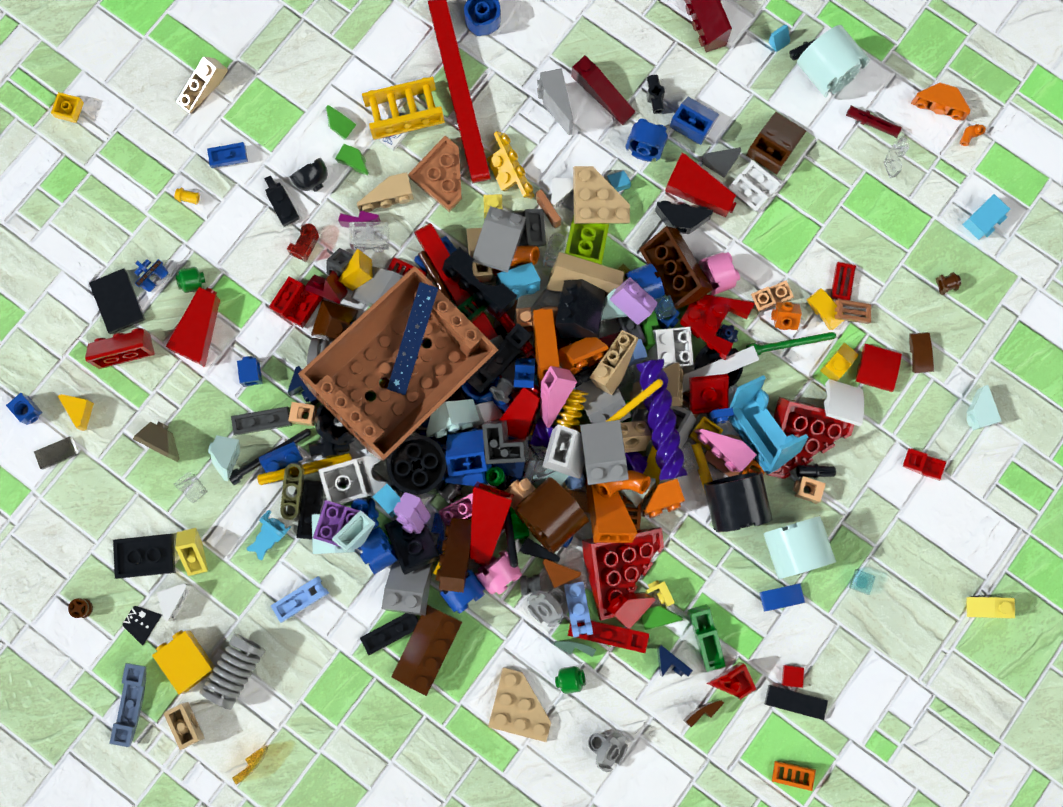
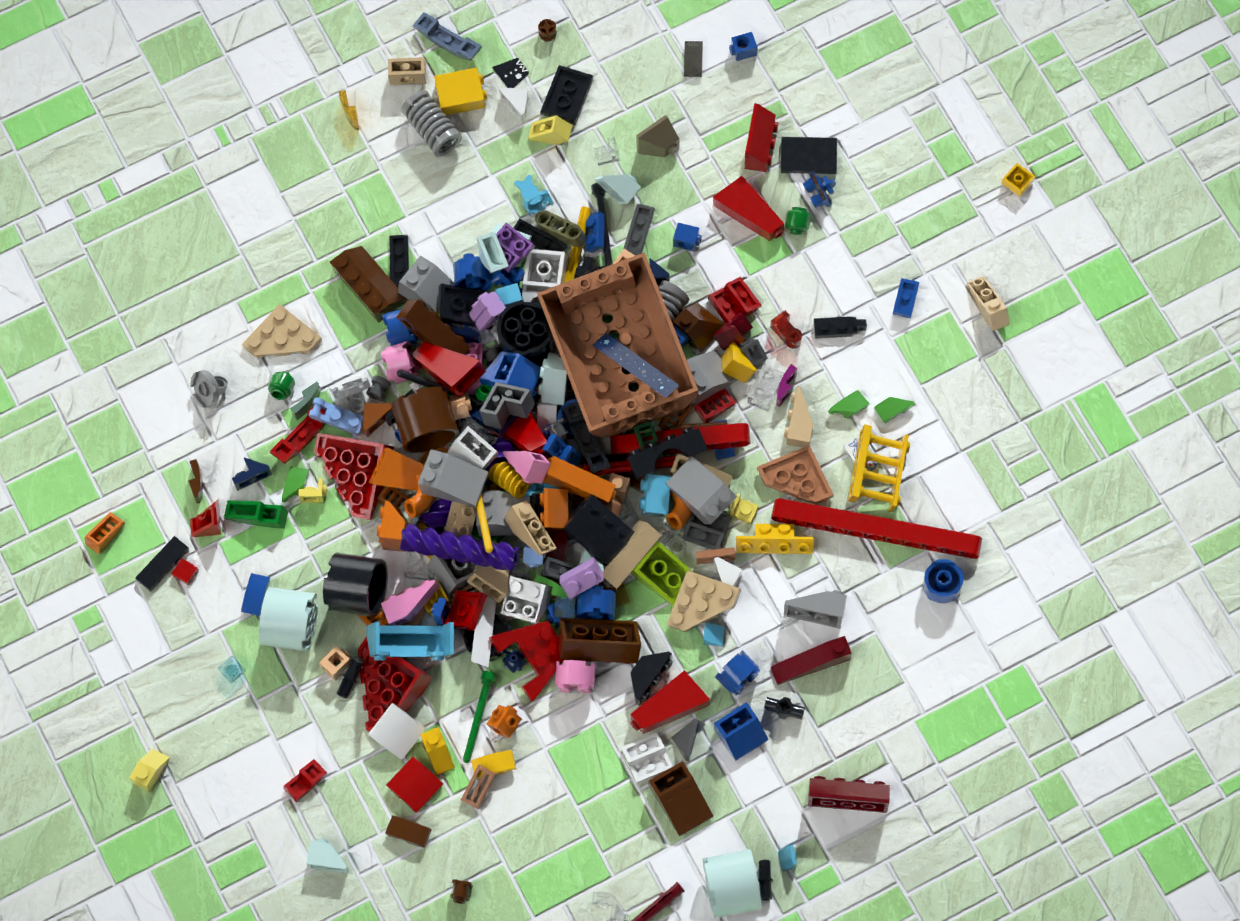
camera: 120 degrees right, 10 degrees down
(78, 410) = (722, 87): yellow slope -> none
(187, 196) = (883, 246): yellow pin -> none
(299, 600) = (464, 199): light blue plate -> none
(310, 176) = (847, 359): black cylinder -> none
(630, 607) = (315, 459): slope -> none
(704, 472) = (405, 580): yellow axle -> none
(770, 296) = (531, 722): light nougat slope -> none
(835, 281) = (525, 805): red tile -> none

